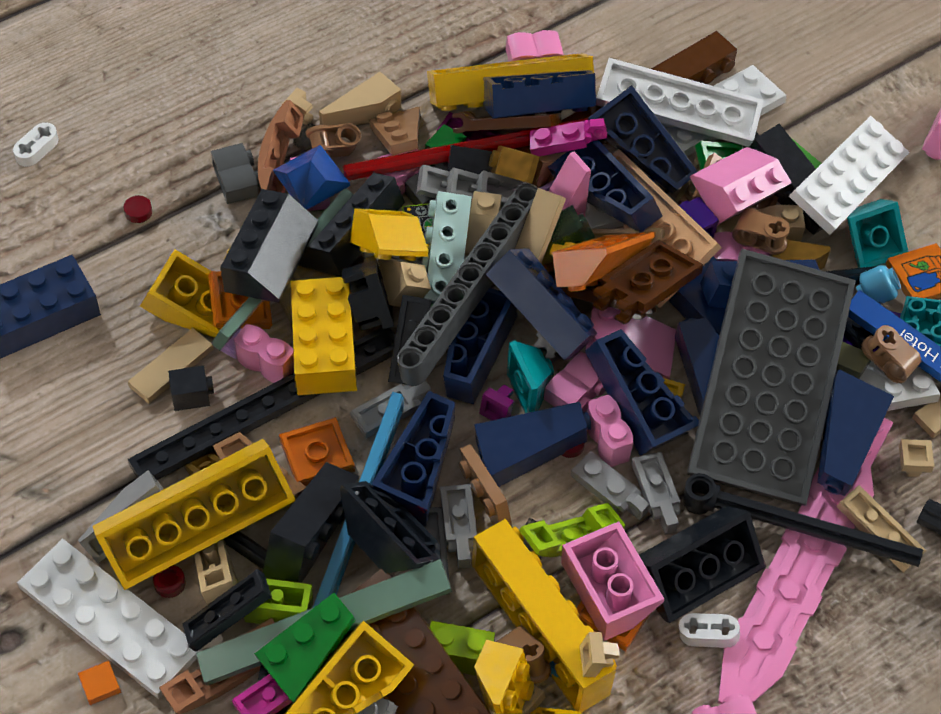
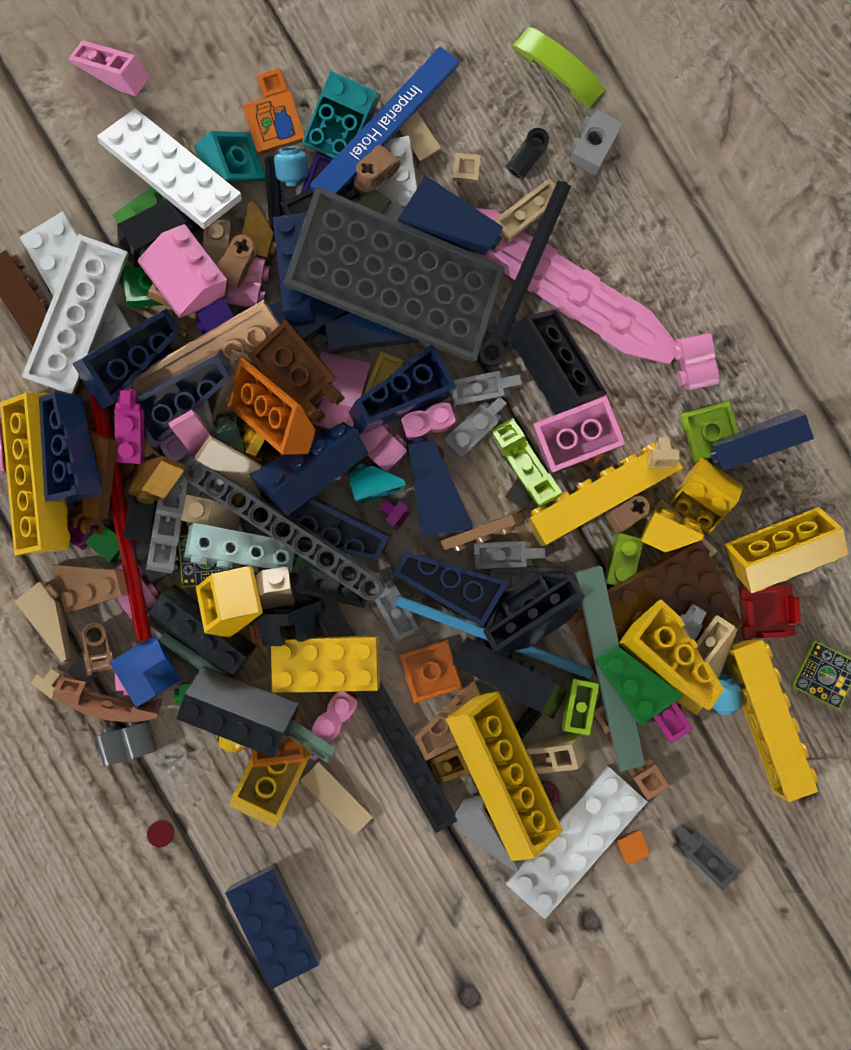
camera: 90 degrees left, 30 degrees up
(35, 144) = (73, 940): white beam -> none
(190, 388) = (365, 780): black brick -> none
(226, 610) = (592, 747): black tile -> none
(709, 630) = (606, 361): white beam -> none

